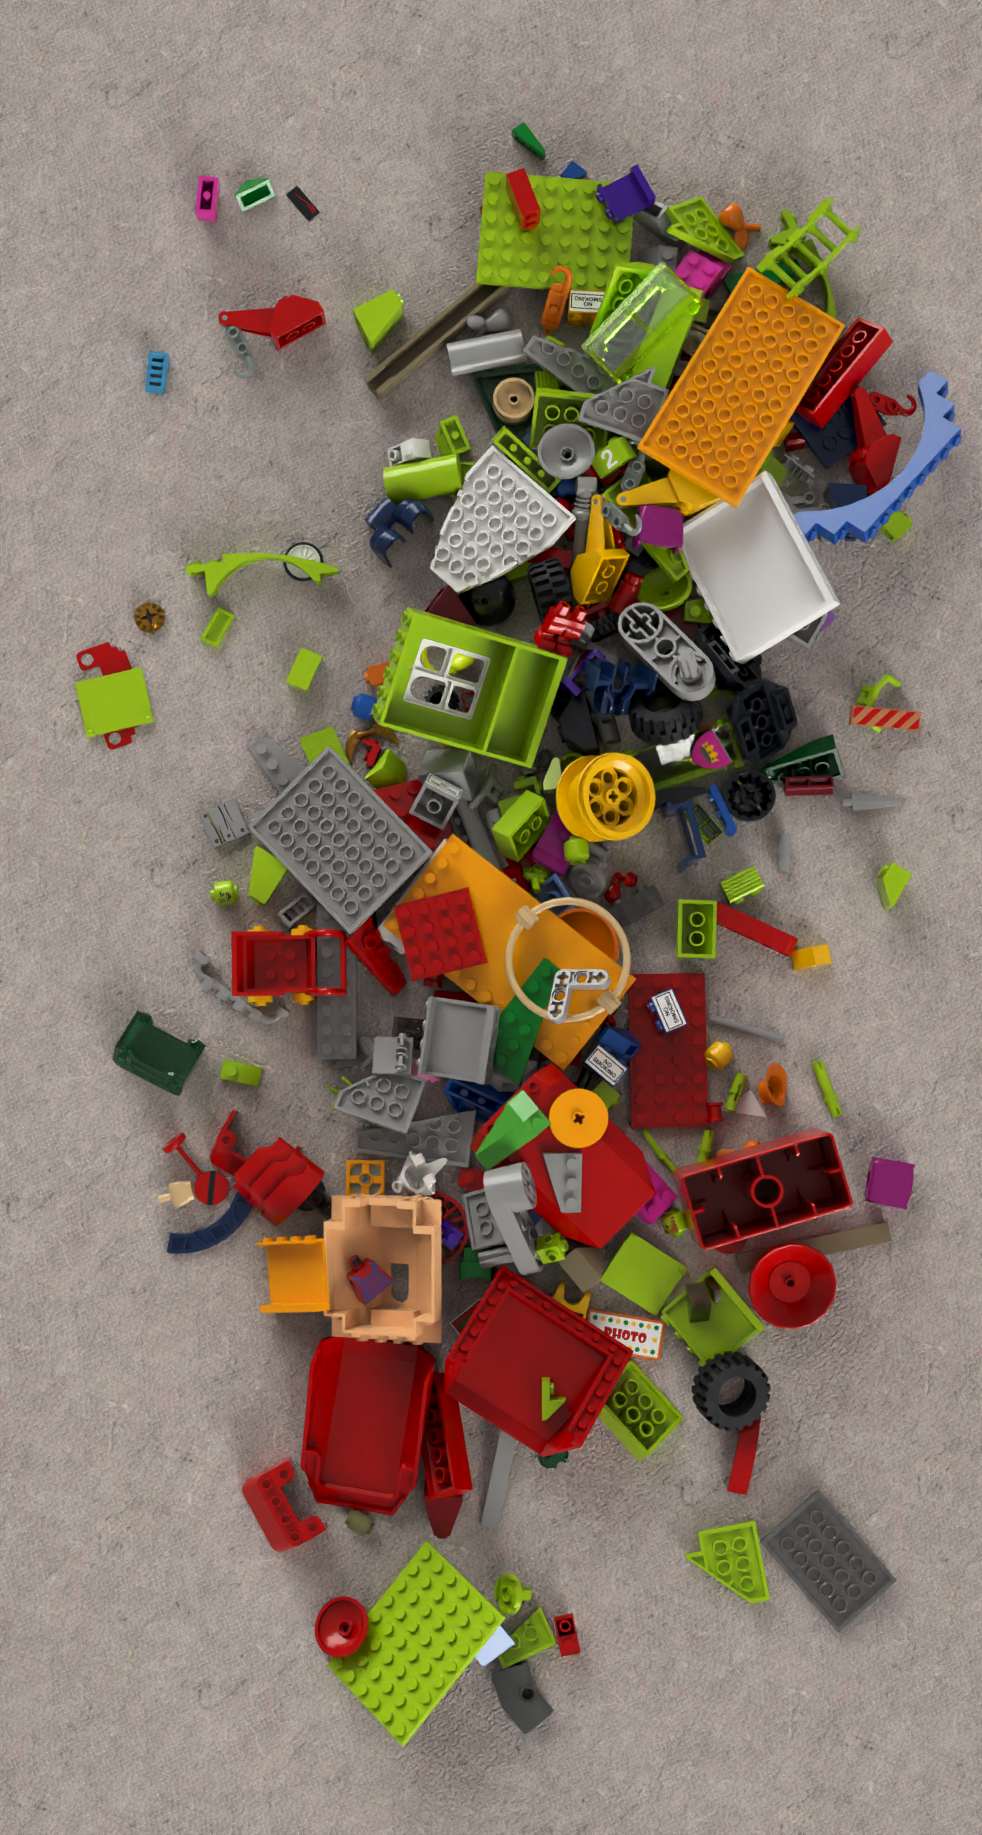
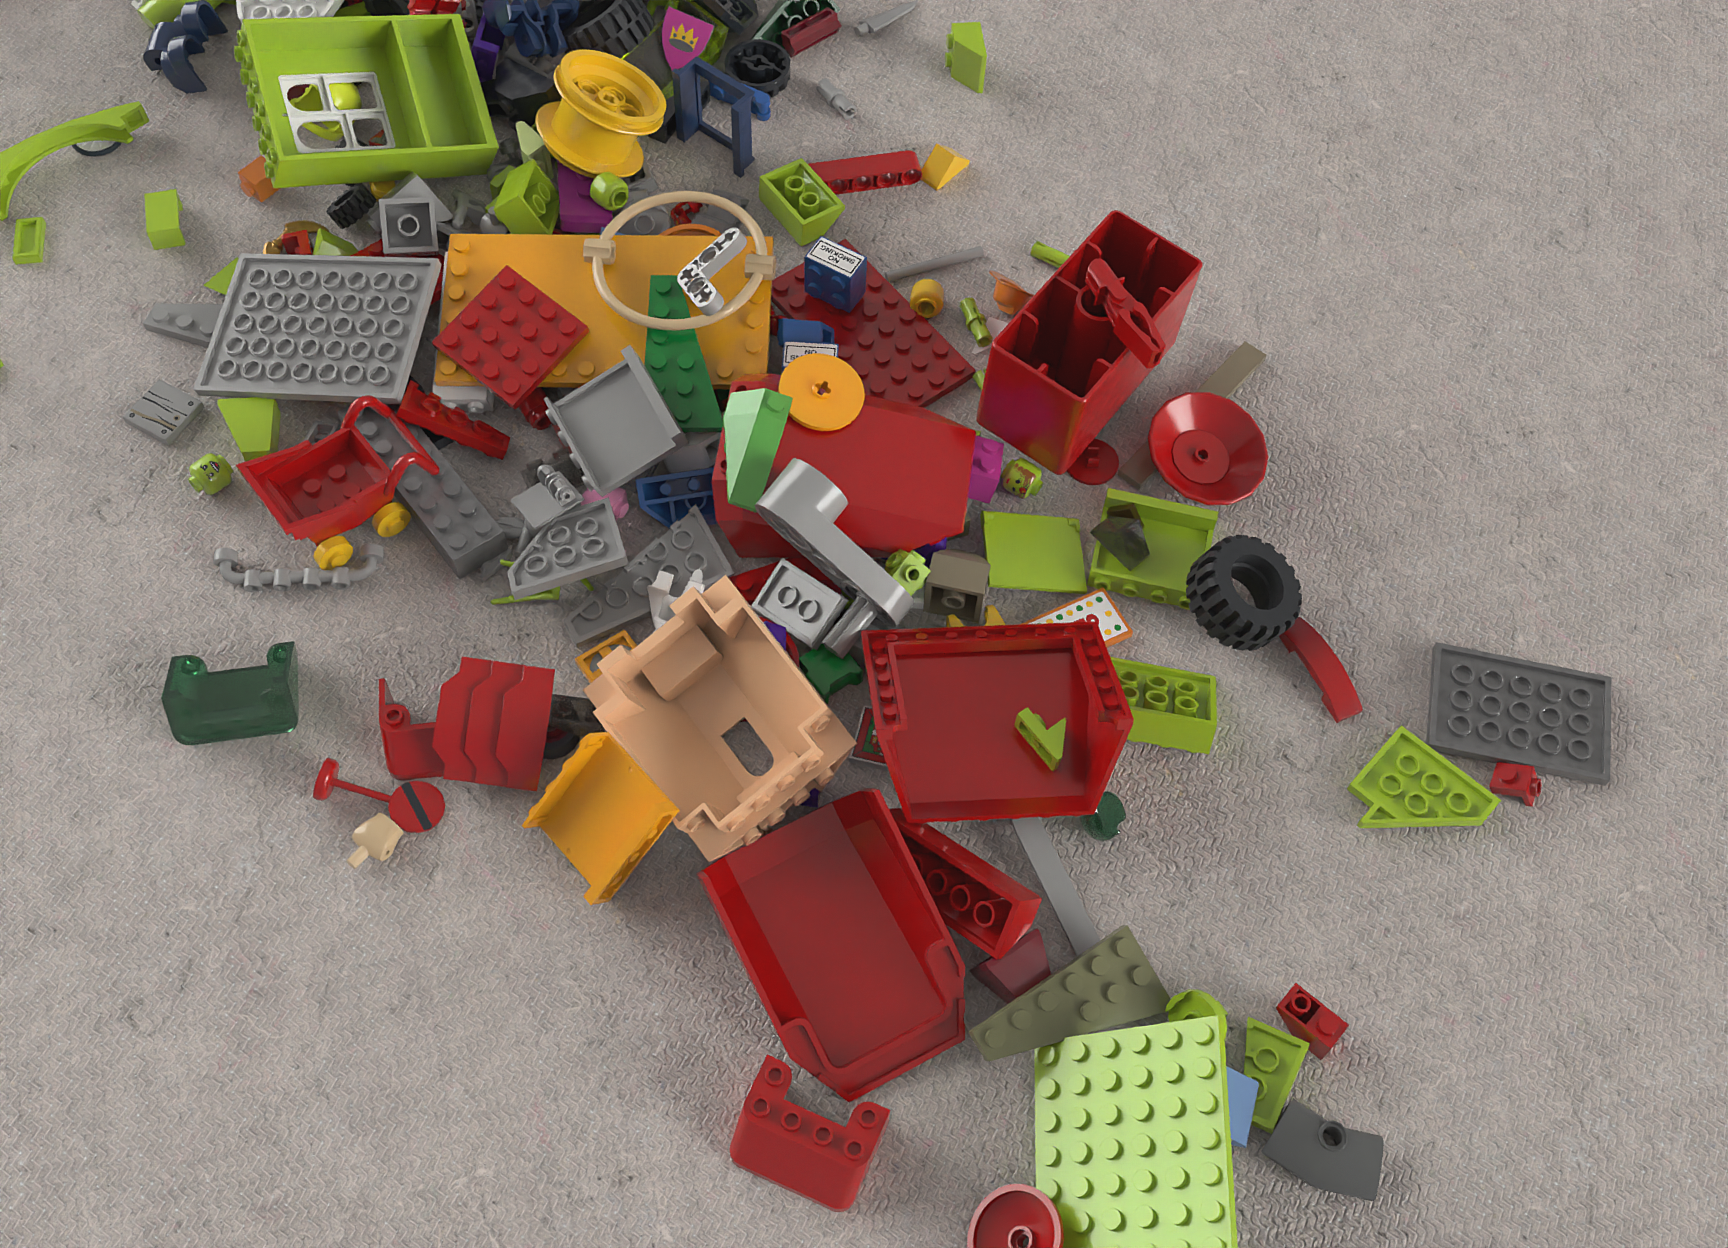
camera: 35 degrees left, 25 degrees down
(213, 1234) = (459, 858): dark blue tile -> none
(241, 1073) = (369, 651): lime slope -> none
(359, 1522) = (928, 1082): olive brick -> none
(363, 706) = (262, 212): blue head -> none
(367, 1279) = (703, 759): red torso -> none
(414, 749) = (351, 206): none -> black tyre
(471, 1542) = (1090, 993): none -> olive wing
(566, 1179) = (861, 467): light grey wing -> none
(708, 829) = (722, 117): tile -> none
(714, 1112) = (970, 352): red bush -> none
(741, 885) = (817, 141): lime brick -> none
(771, 1211) = (1128, 317): none -> red arm
(788, 1595) = (1516, 781): none -> red bracket
(889, 1182) = (1218, 303): magenta piece -> none

